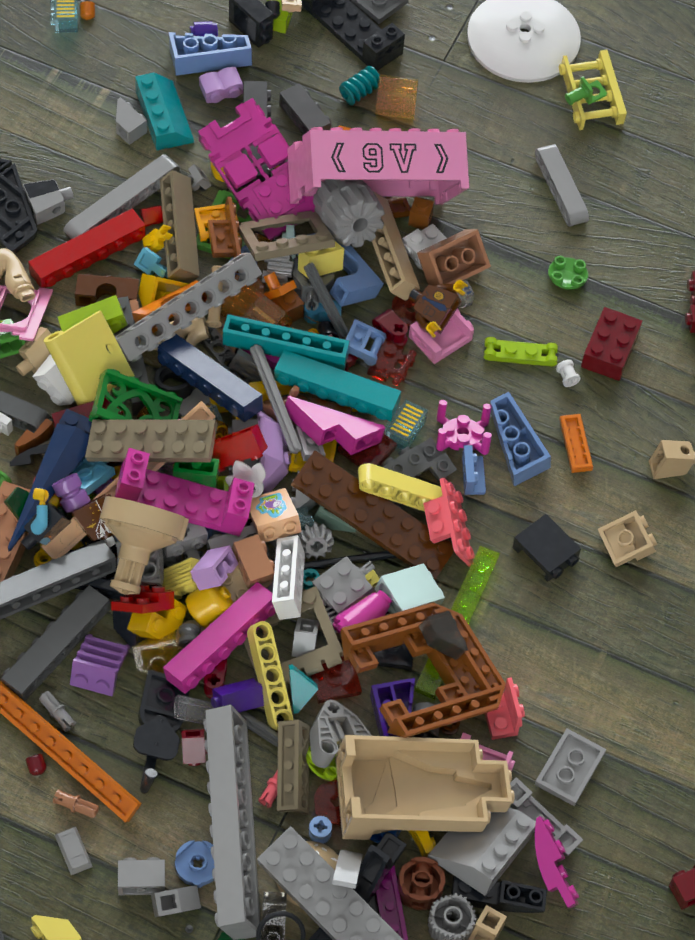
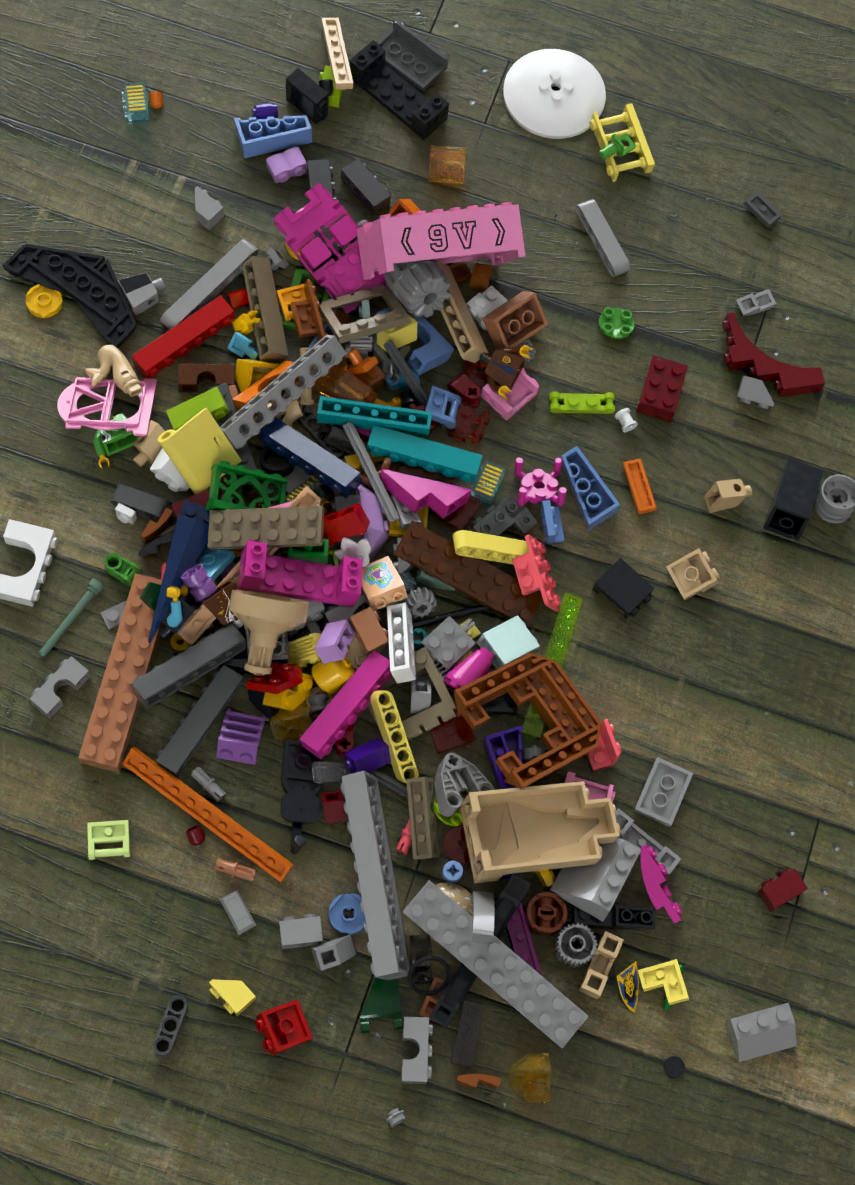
camera: 10 degrees left, 10 degrees up
(163, 111) = (236, 195): teal slope -> none
(301, 688) = (423, 744): teal slope -> none
(359, 85) = (412, 155): teal piece -> none
(443, 635) = (544, 685): clear smoke slope -> none

